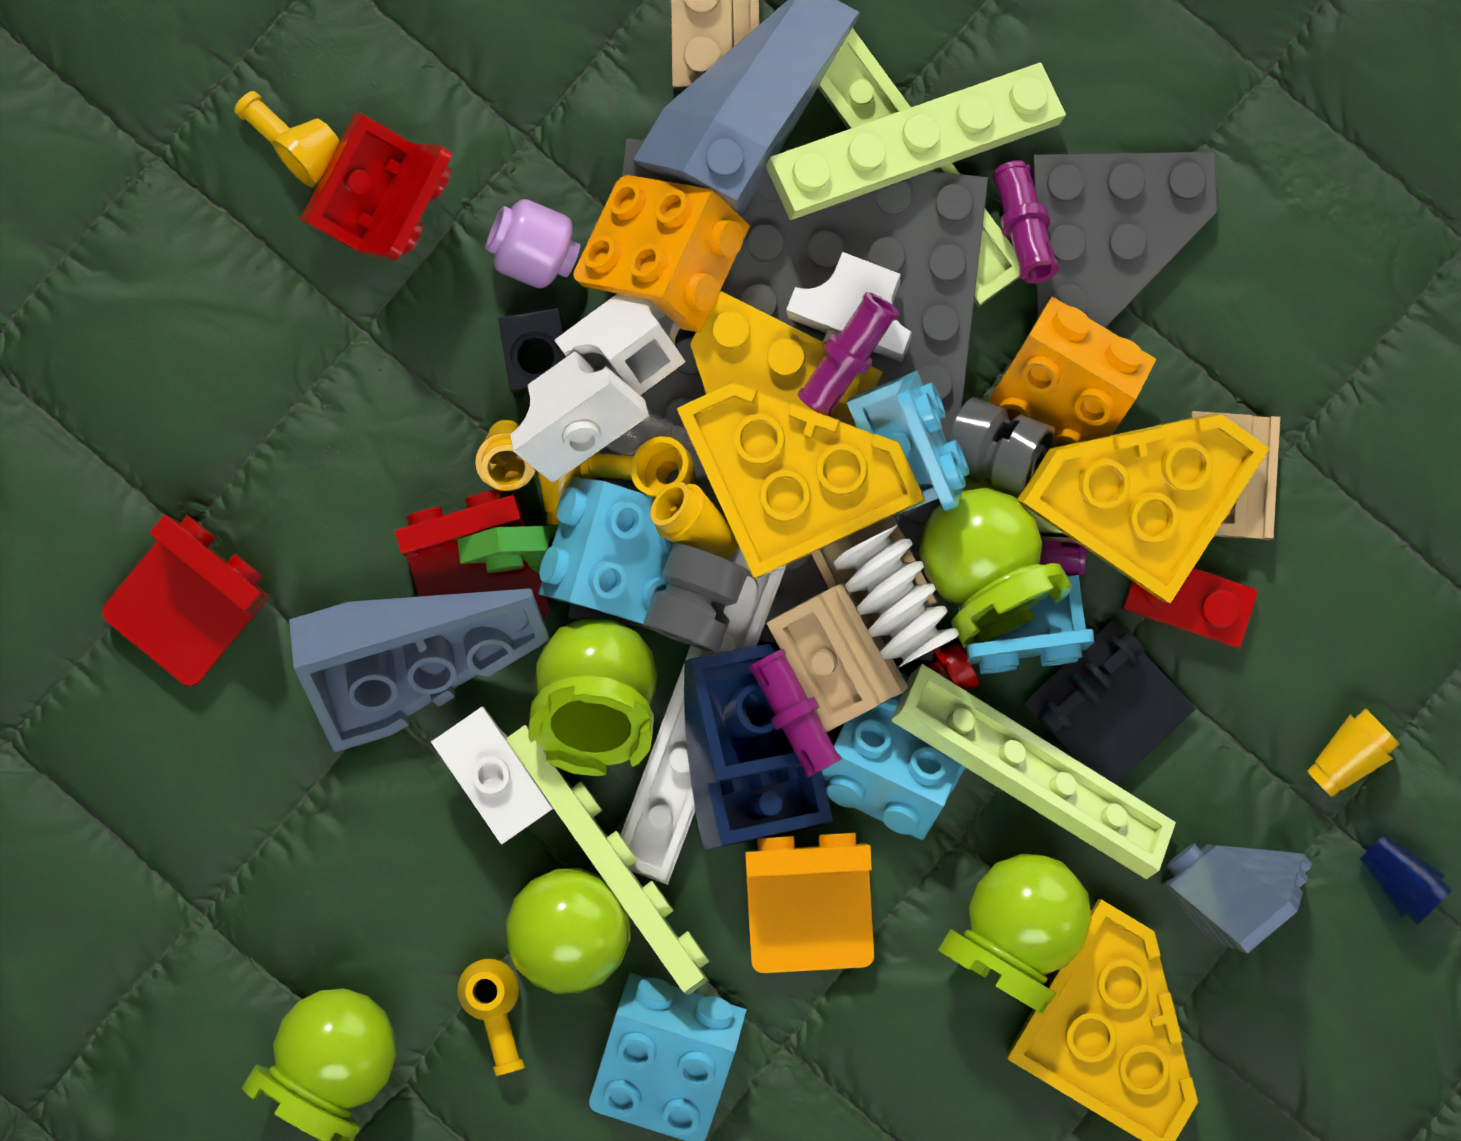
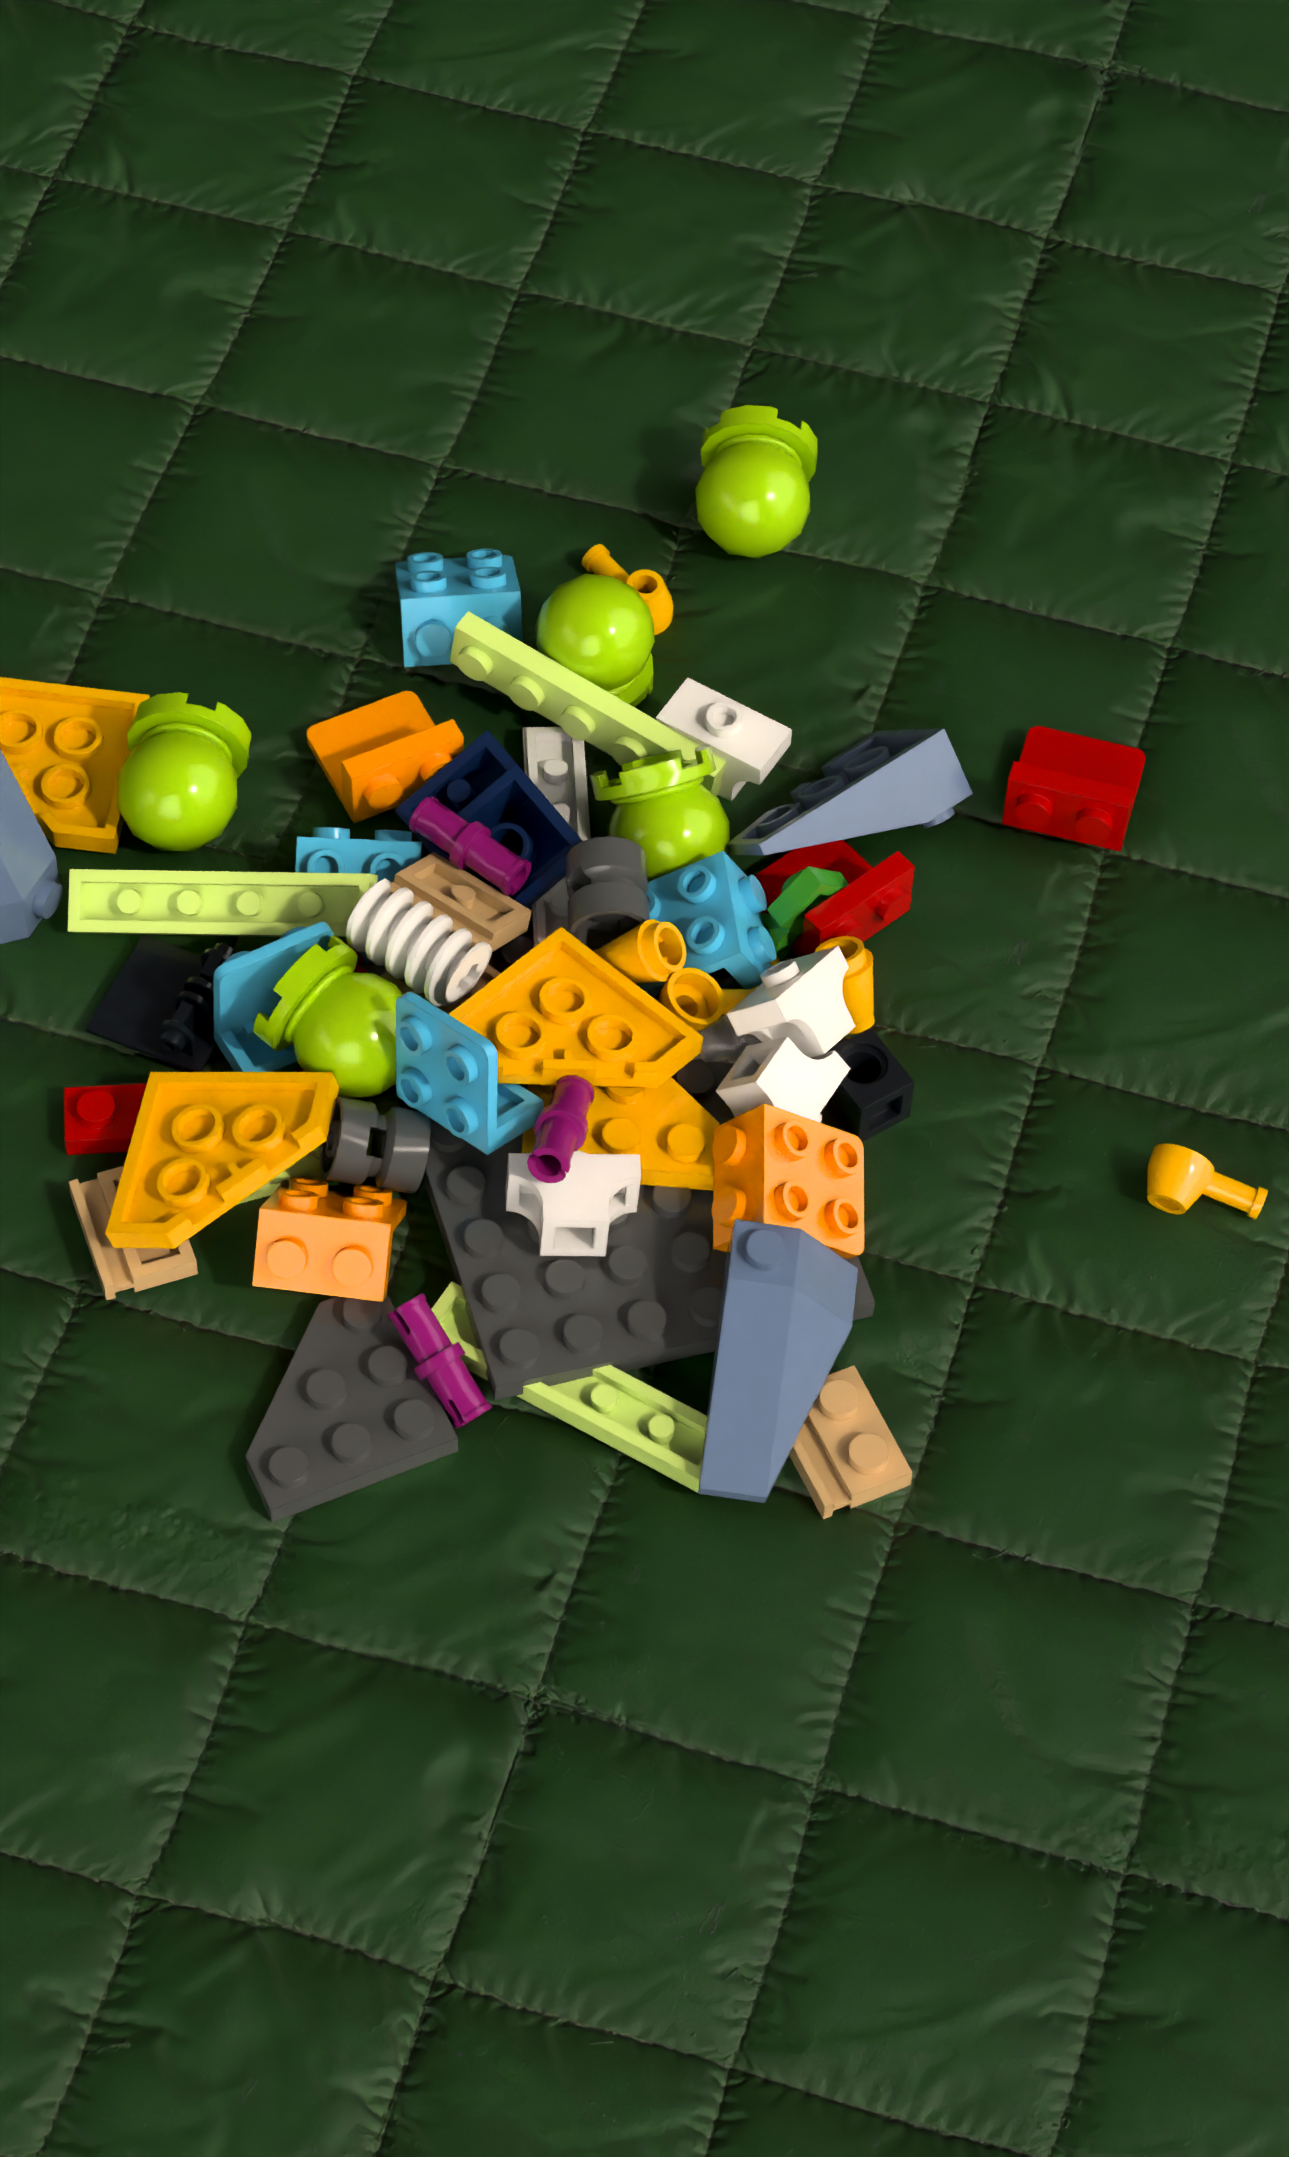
camera: 155 degrees right, 30 degrees down
(377, 190) = (1088, 1160): red bracket -> none
(532, 243) = (917, 1173): lavender head -> none
(915, 141) = (582, 1387): yellowish green plate -> none

